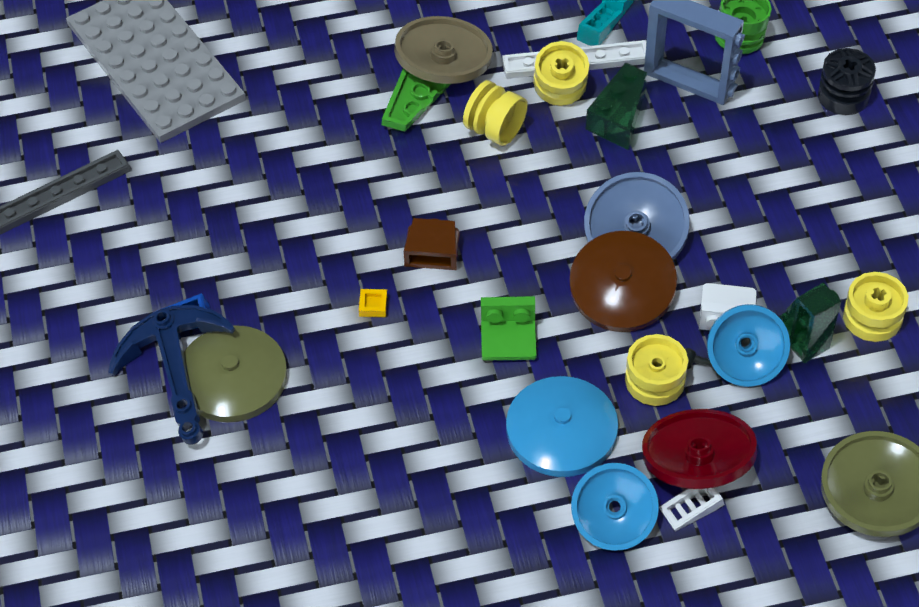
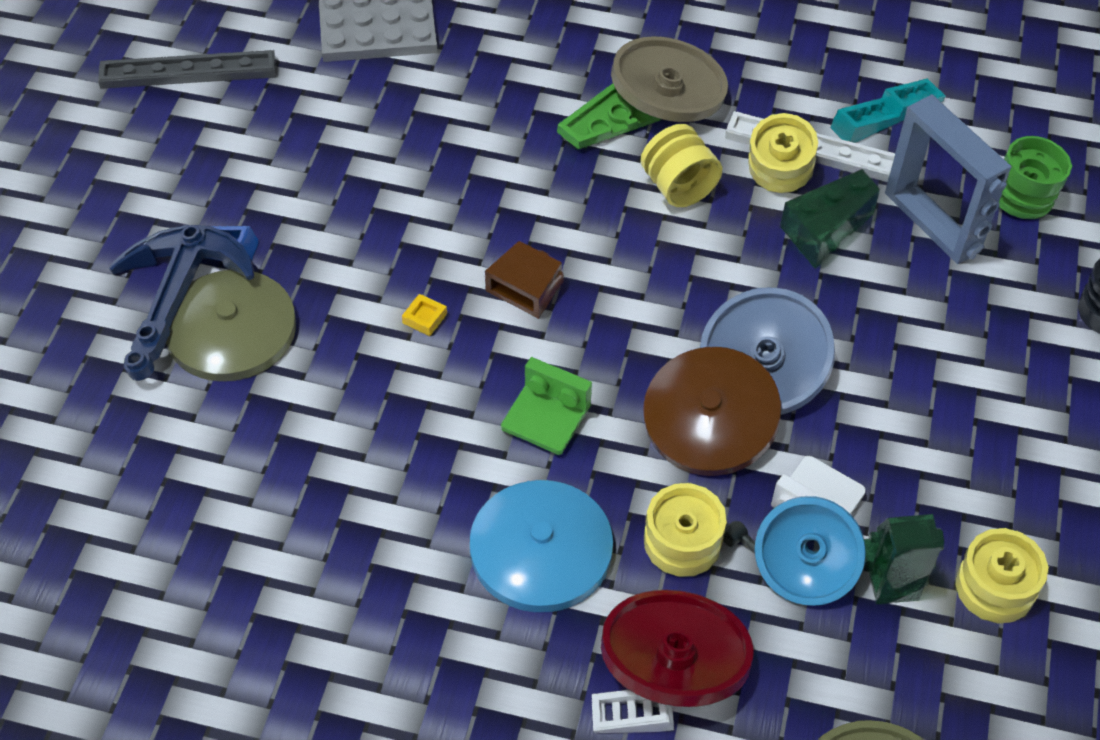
camera: 25 degrees right, 0 degrees up
(608, 528) = (509, 674): dark azure dish -> none

